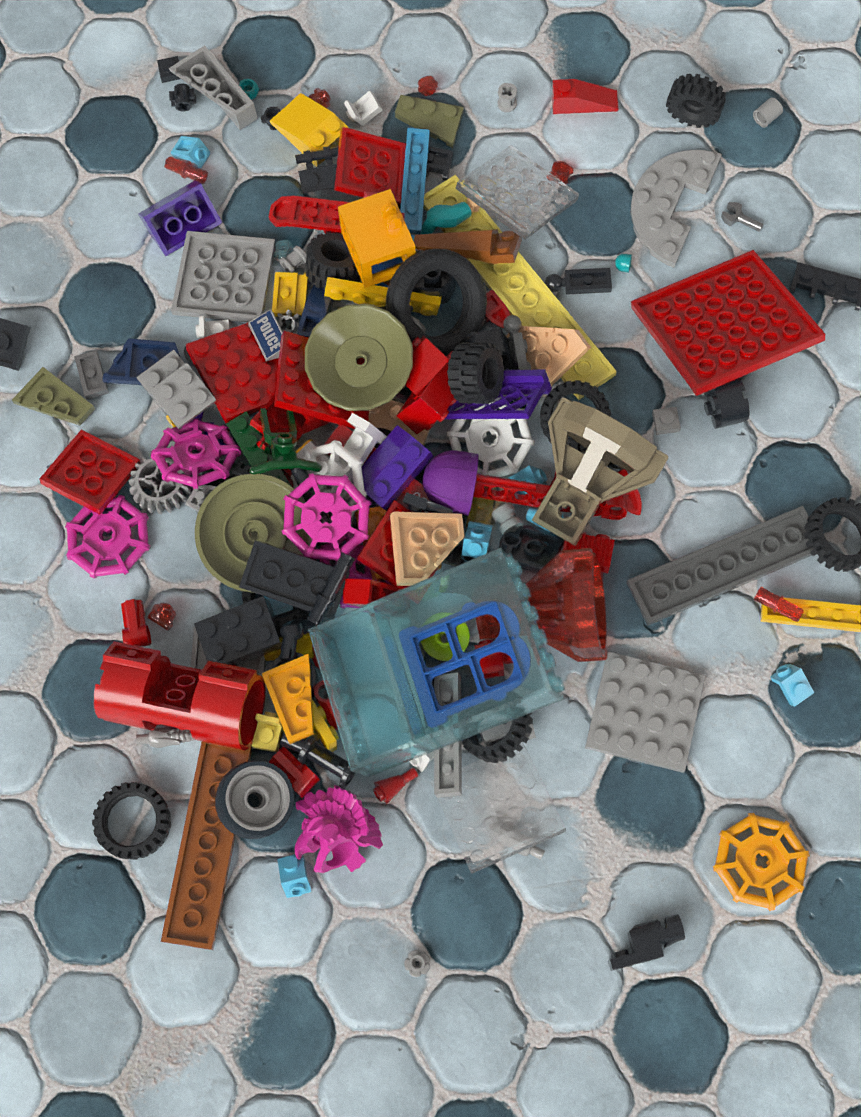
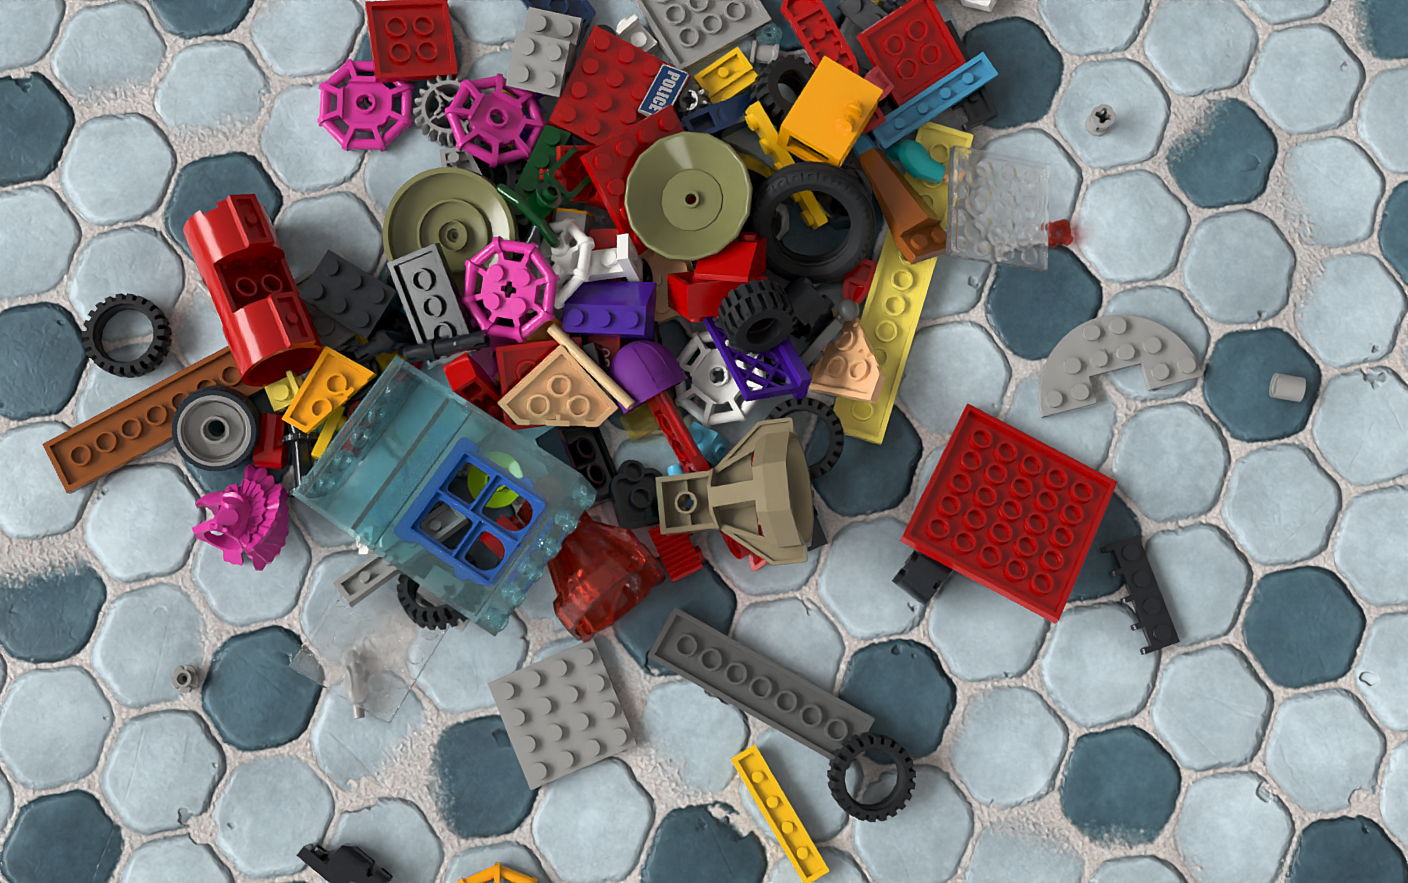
camera: 45 degrees right, 10 degrees up
(135, 628) = (296, 202): red piece -> none
(162, 615) = (330, 213): clear red plate -> none
(293, 876) = (181, 512): medium azure bracket -> none
(388, 788) = (320, 536): red cone -> none
(422, 504) = (578, 354): none -> tan bar
(427, 85) = (1053, 33): clear red plate -> none
(438, 117) = (1023, 65): olive wing -> none
(477, 539) = (608, 440): medium azure brick -> none
(507, 518) = (652, 451): light grey wheel -> none
(581, 281) = (953, 340): black plate -> none
(582, 97) = (1159, 193): red slope -> none
(623, 262) = (1006, 366): teal hinge -> none
(666, 420) = (869, 527): light grey plate -> none
(696, 100) = (1237, 308): black tyre -> none
(739, 217) = (1146, 443): flat silver bar -> none
(778, 604) = (753, 766): clear red axle -> none
(792, 683) = (688, 830): medium azure bracket -> none

